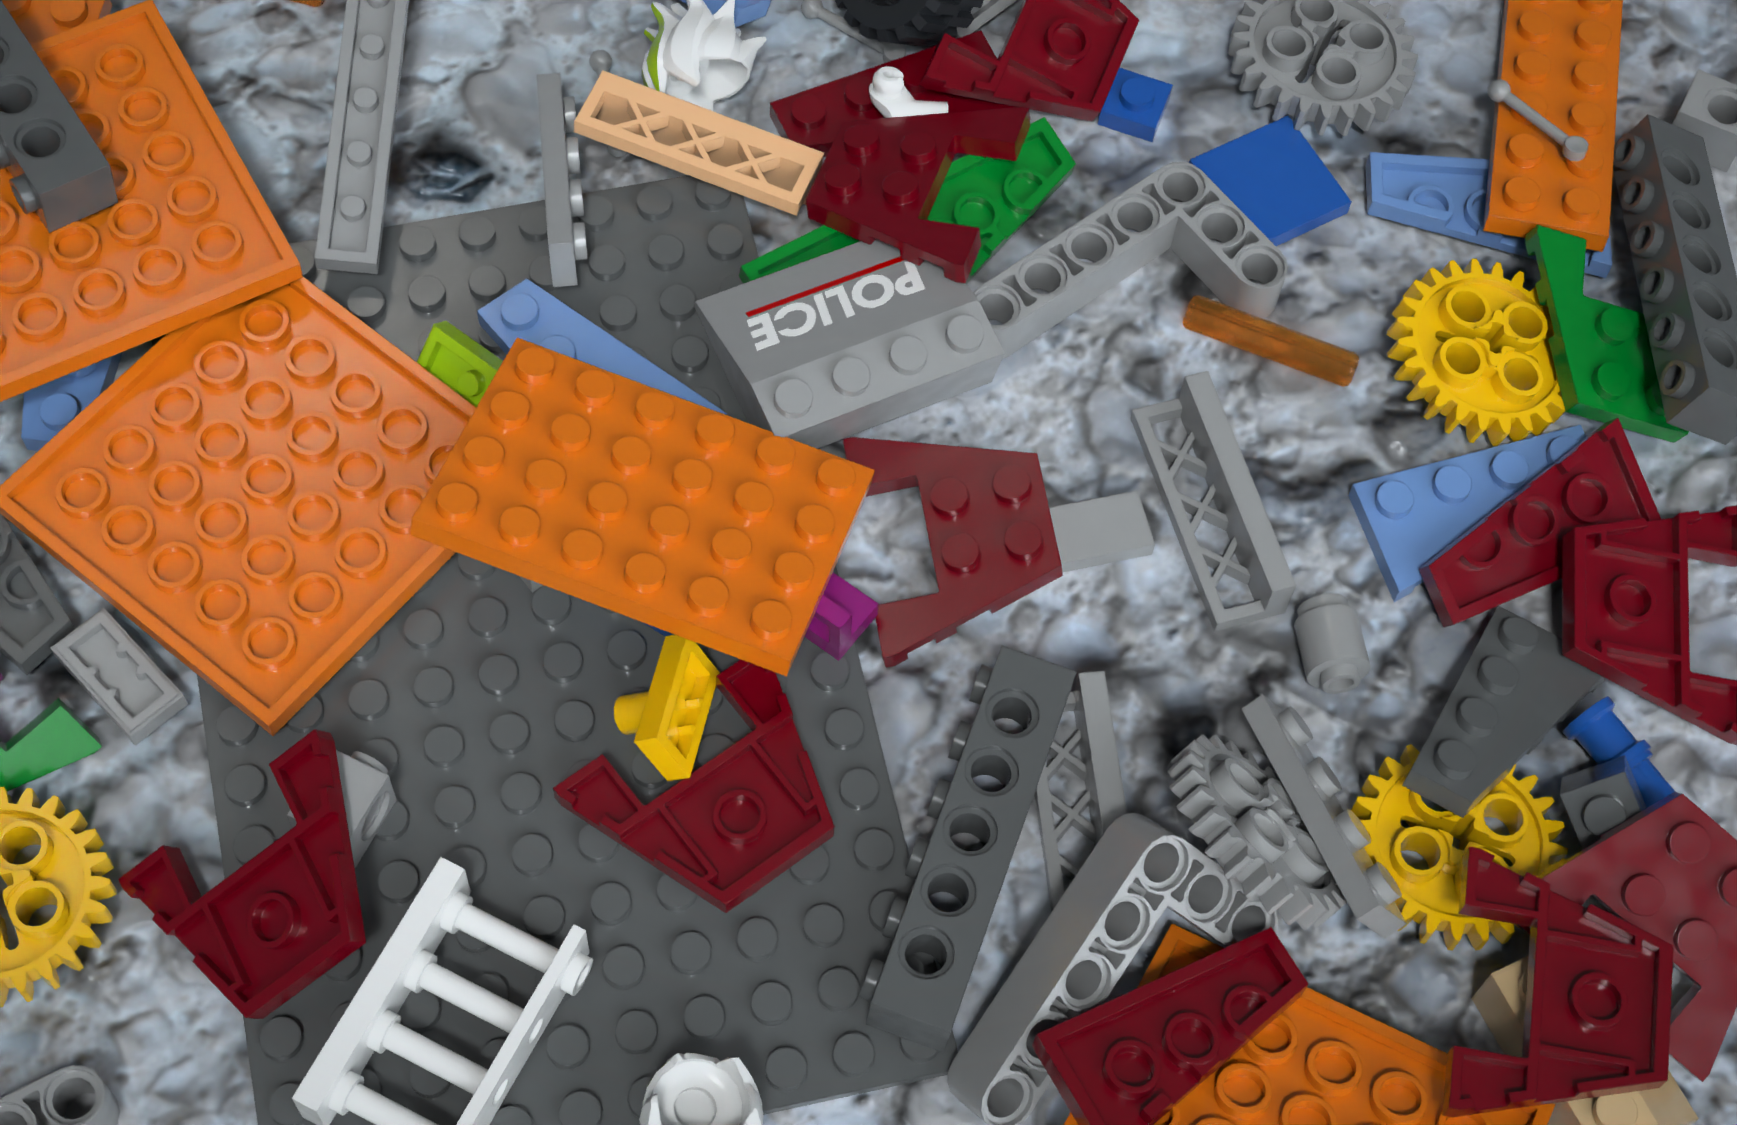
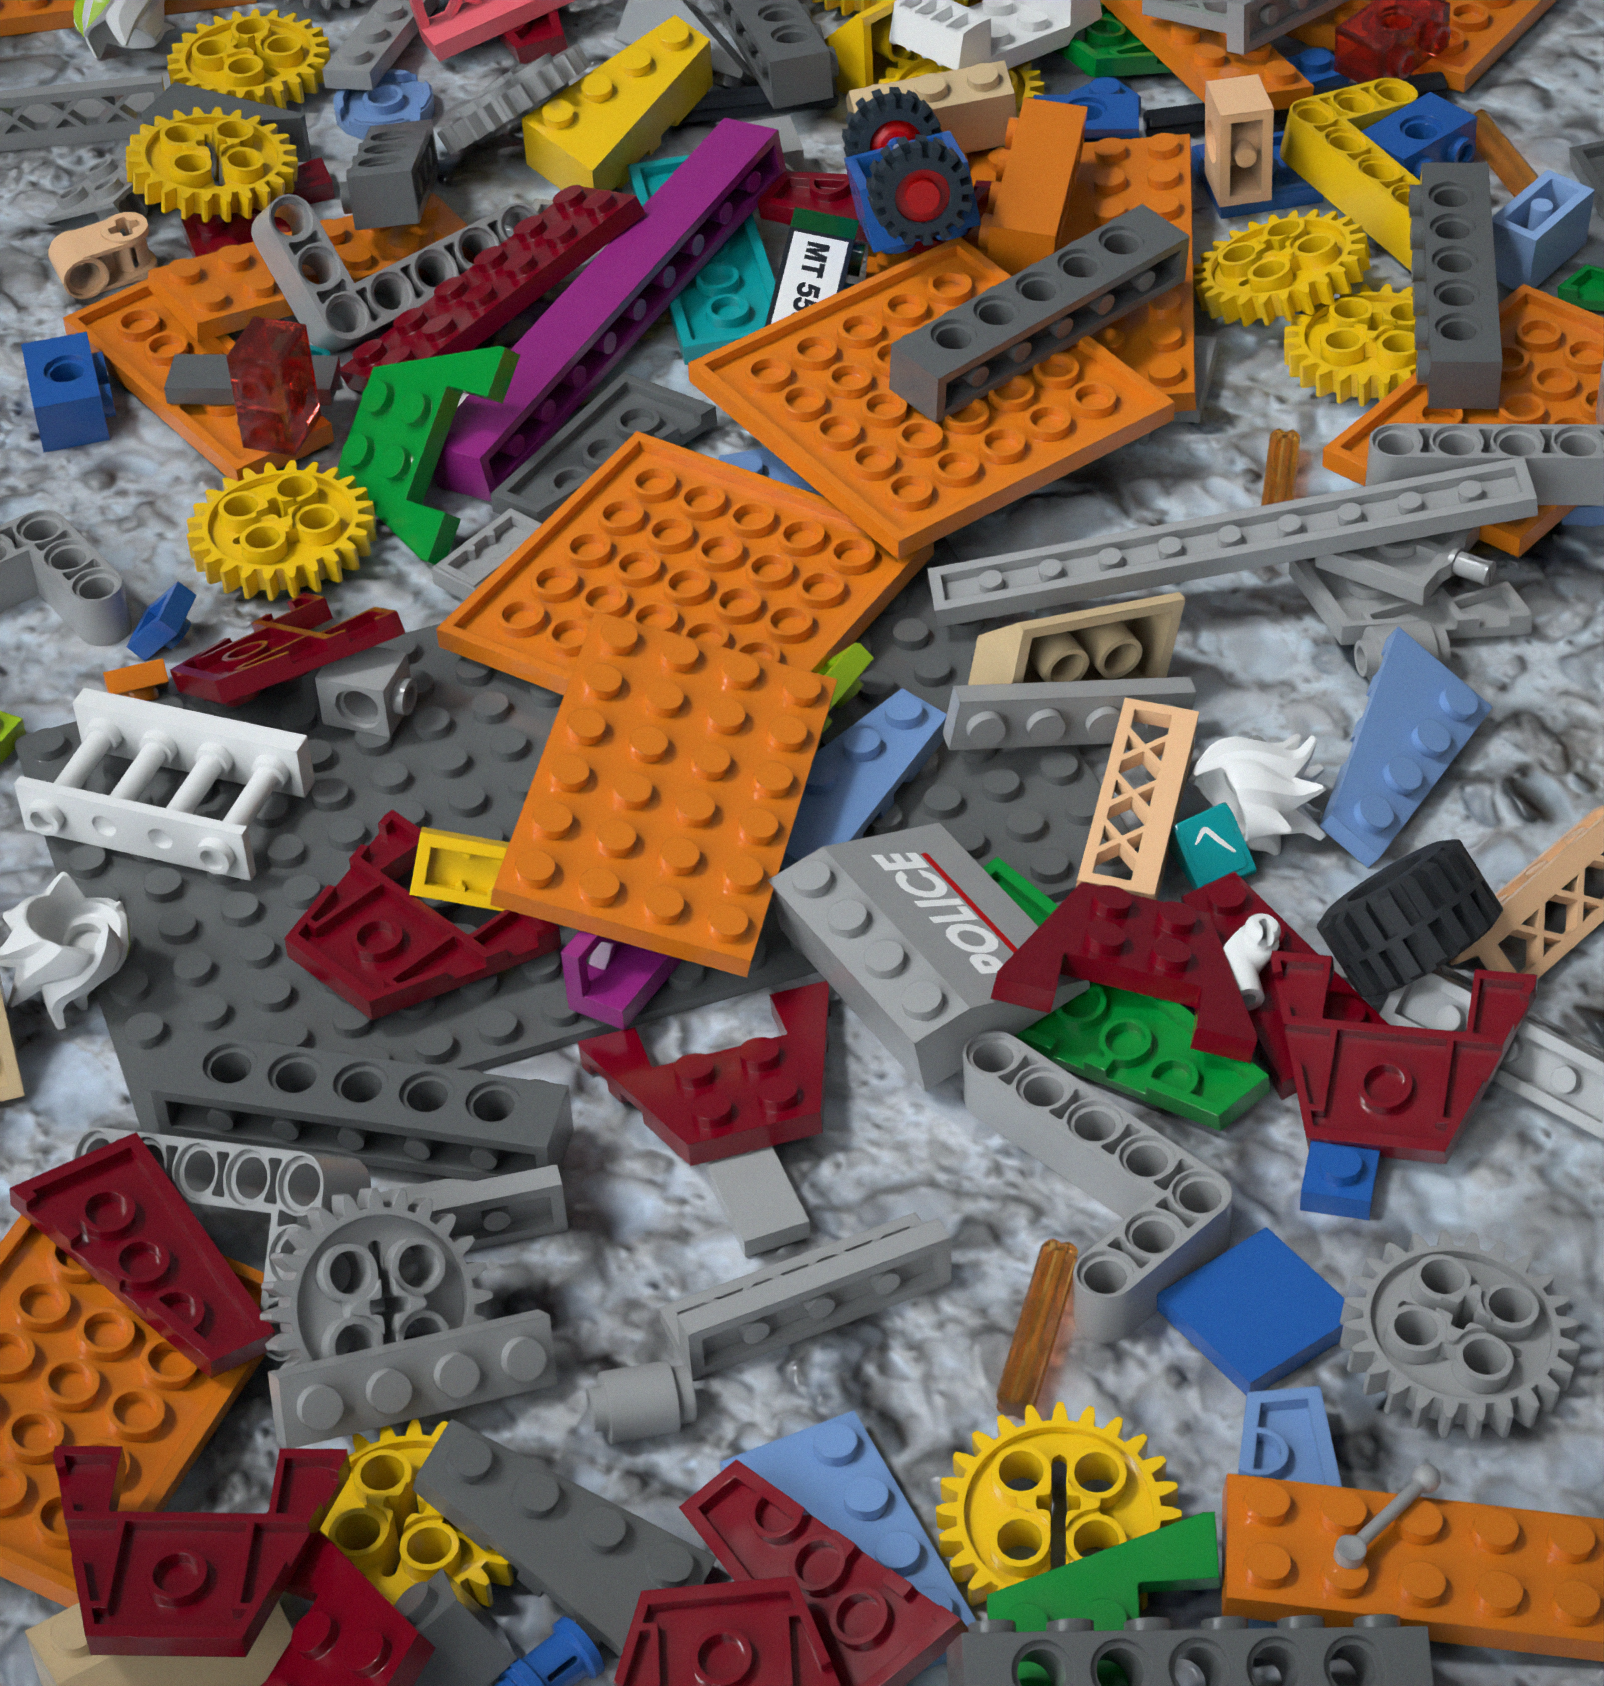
camera: 90 degrees right, 20 degrees down
(129, 1035) = (163, 622): none -> blue plate
(228, 1066) = (138, 680): none -> orange plate
(481, 155) = (1083, 645): none -> tan slope
(742, 103) = (1210, 847): none -> teal slope

